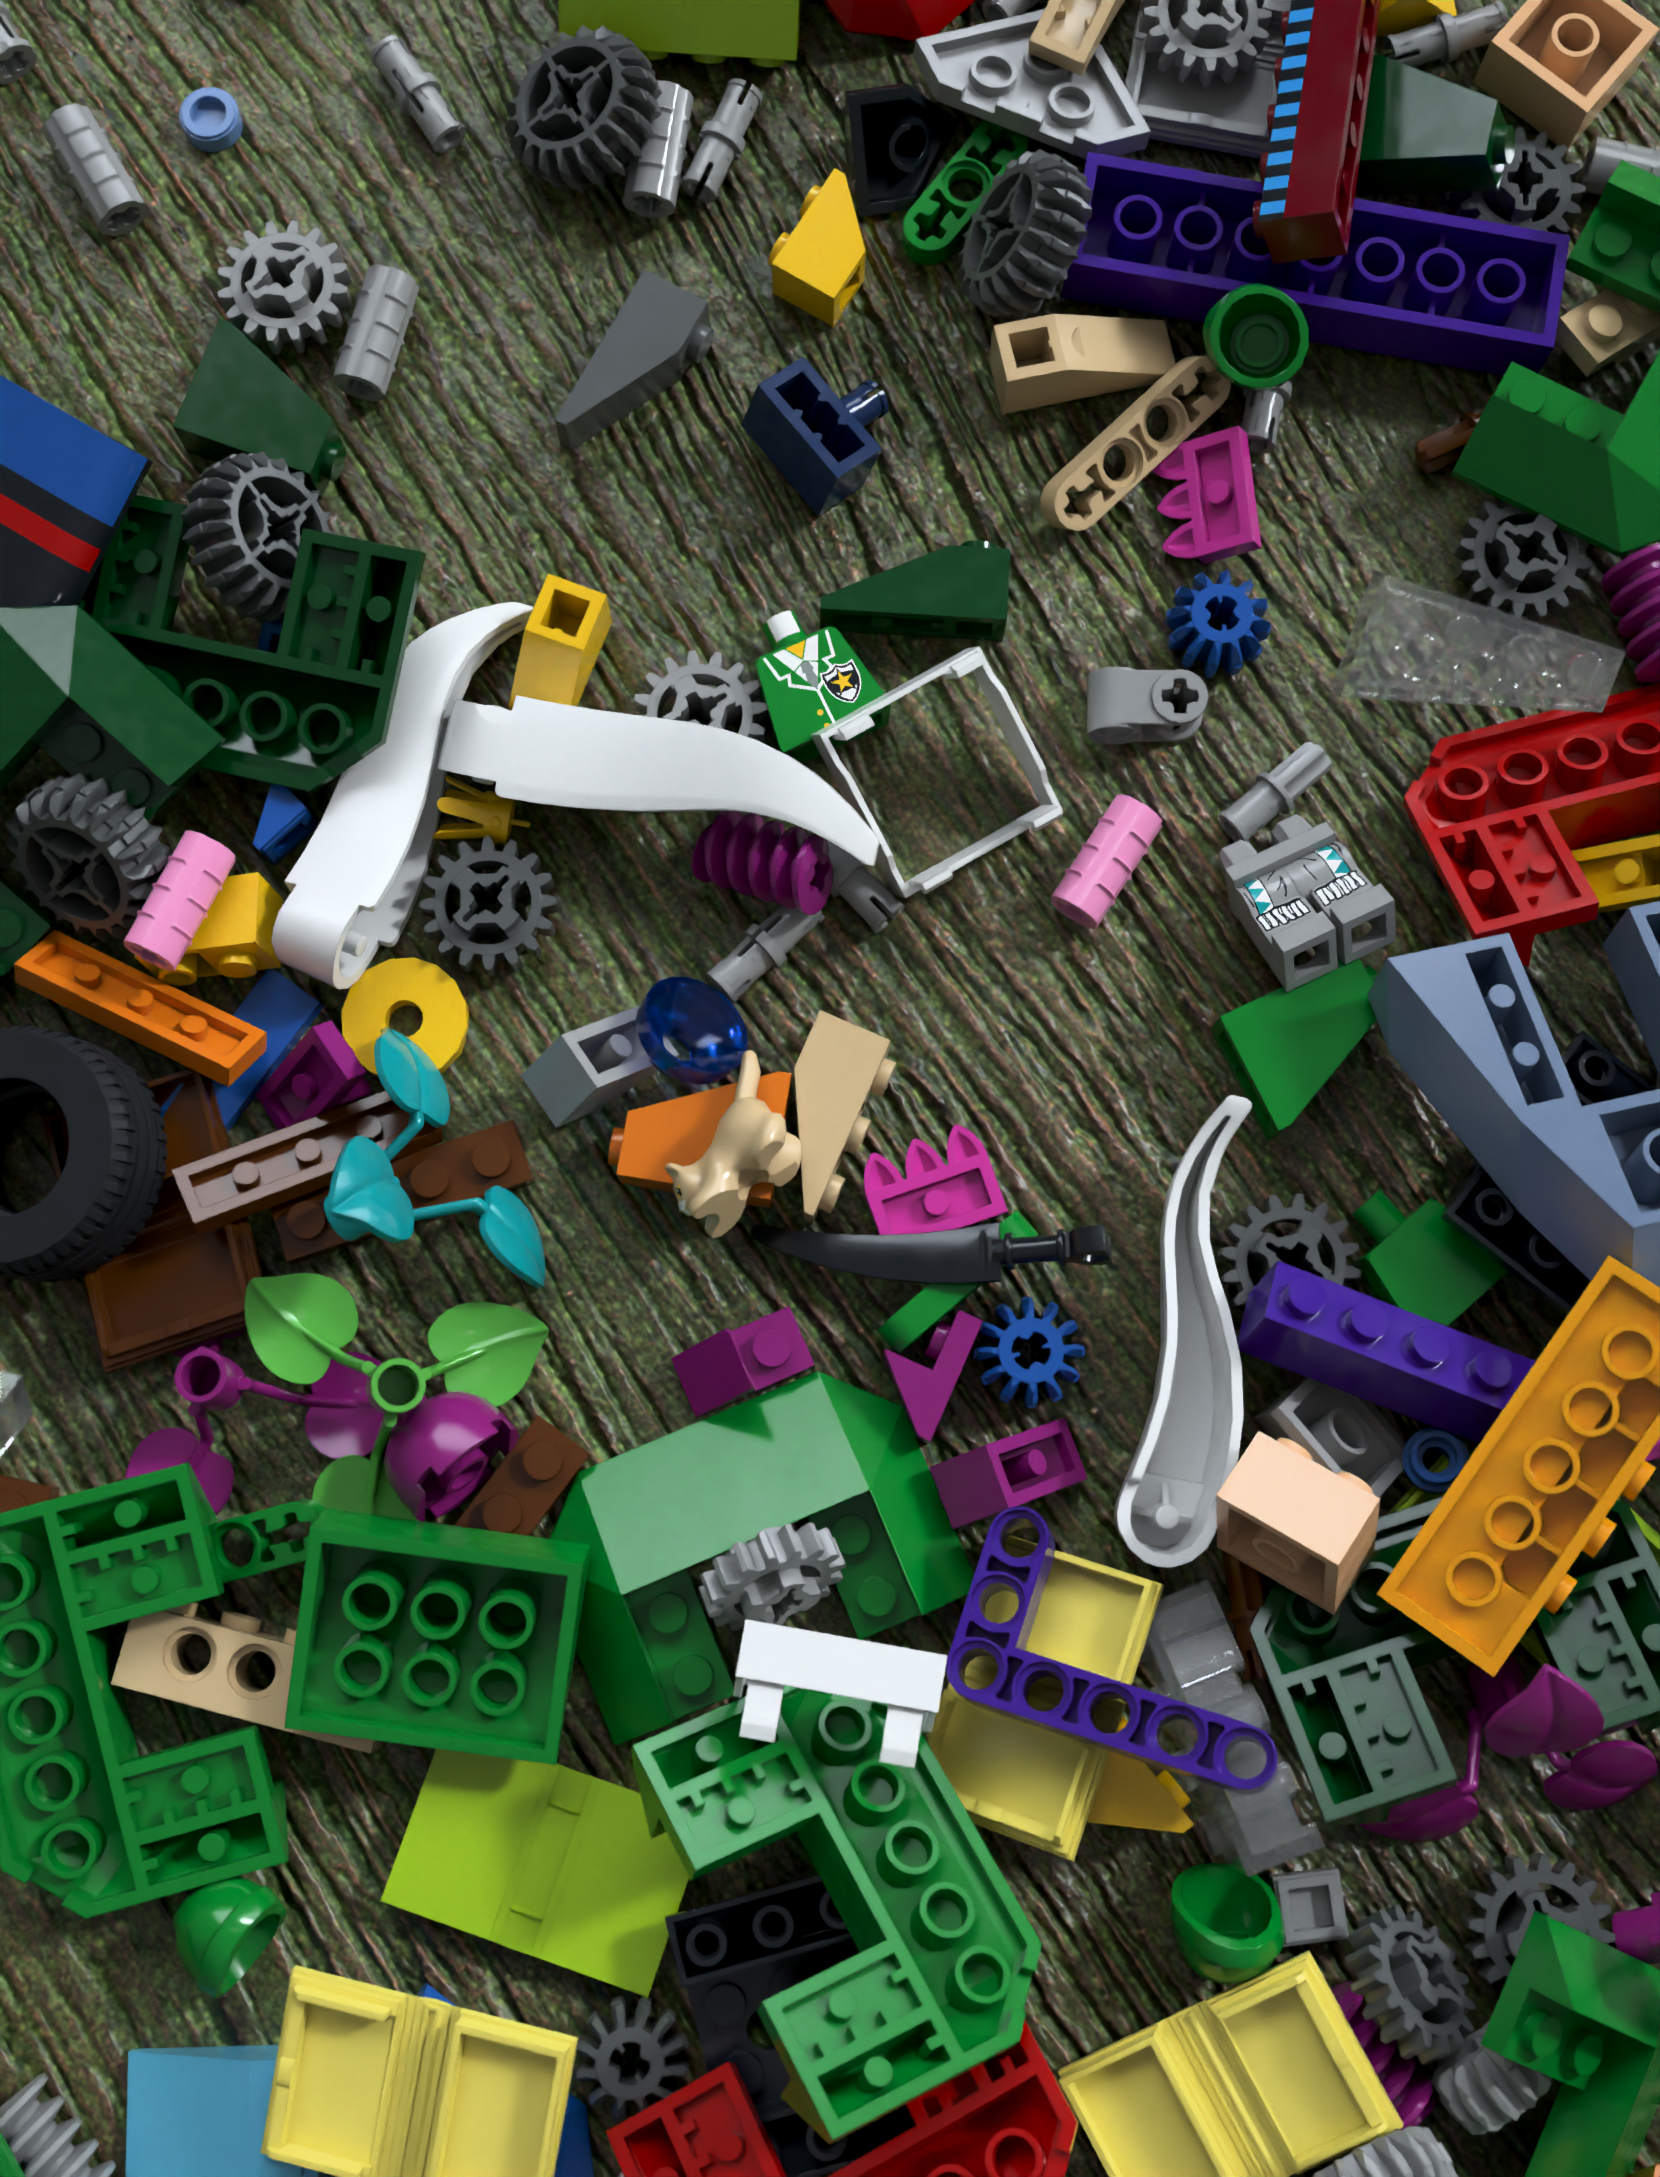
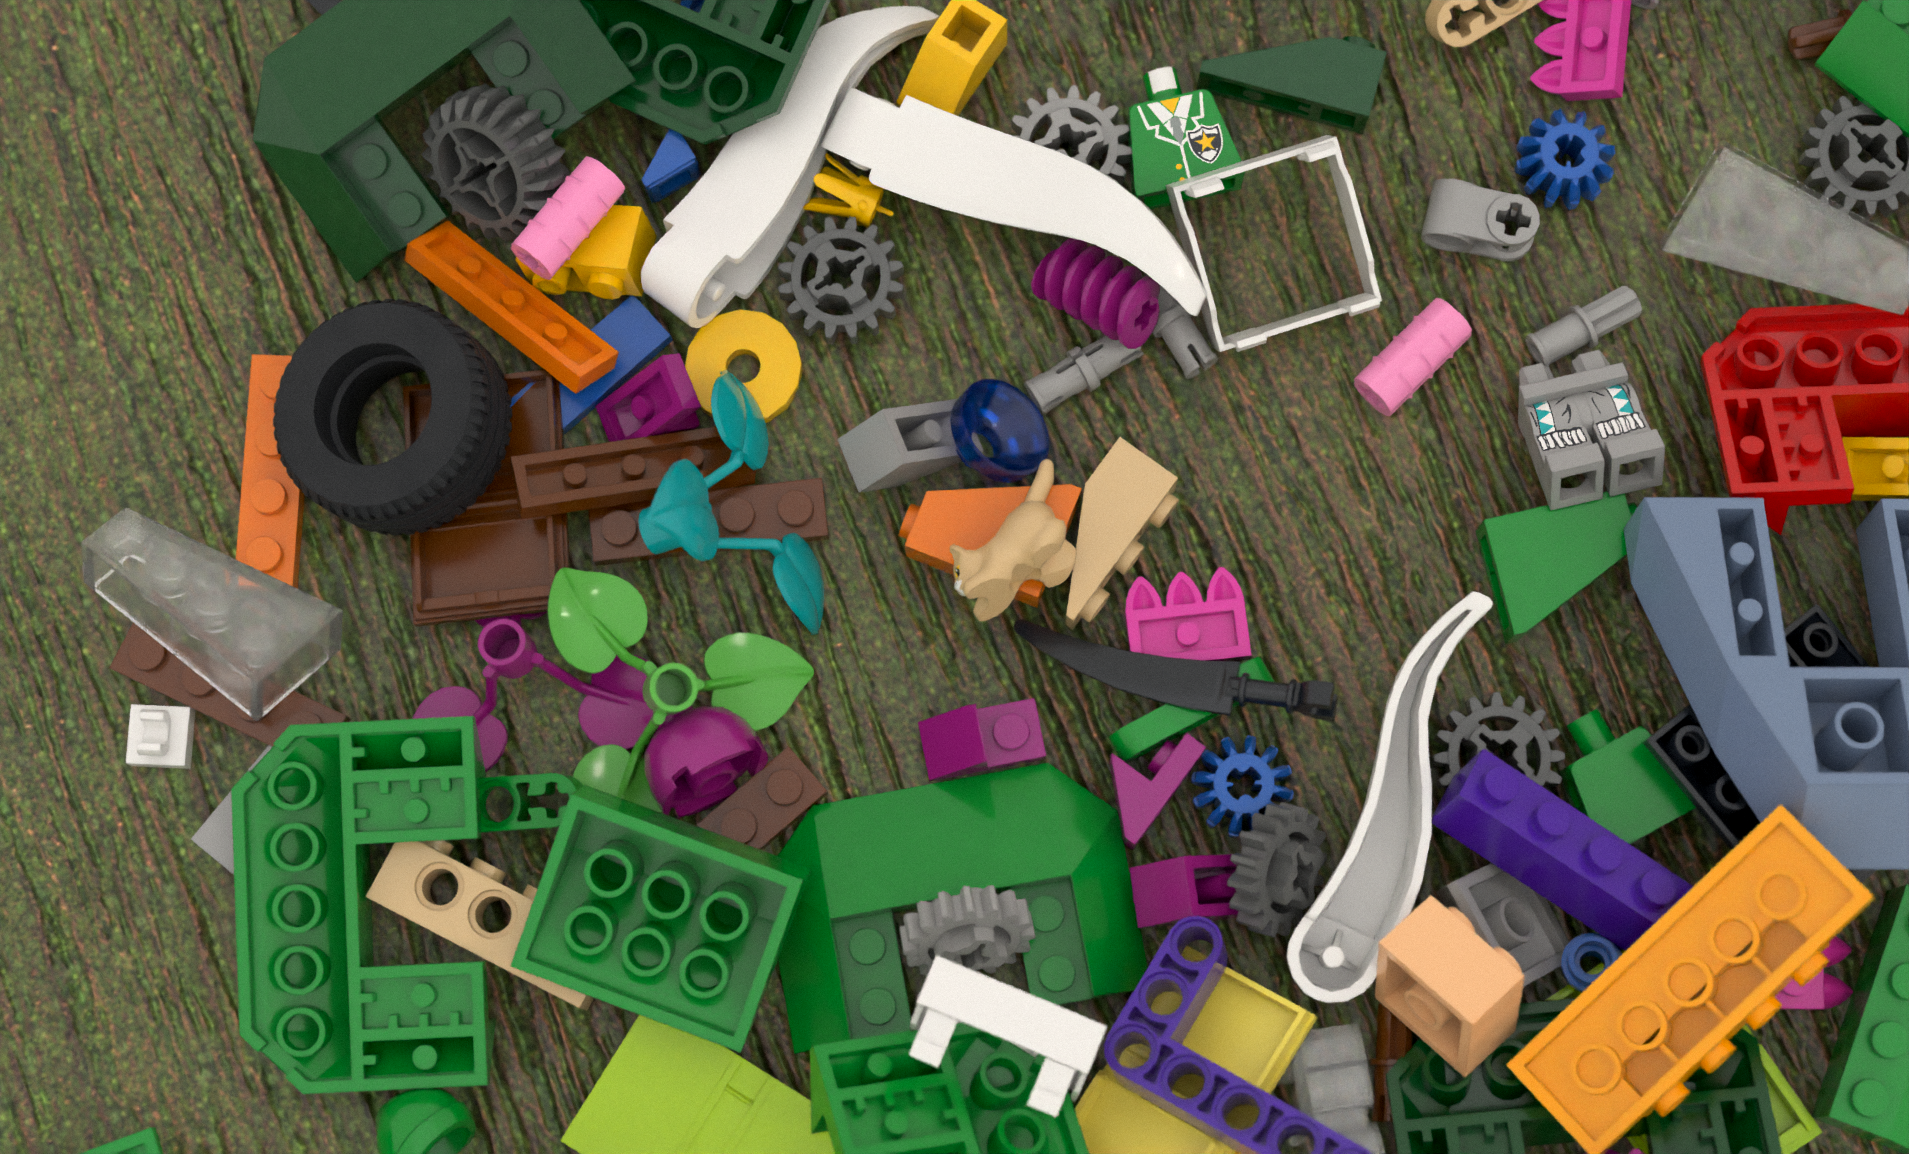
camera: 20 degrees right, 0 degrees up
(1086, 1434) = (1277, 869): none -> dark grey gear

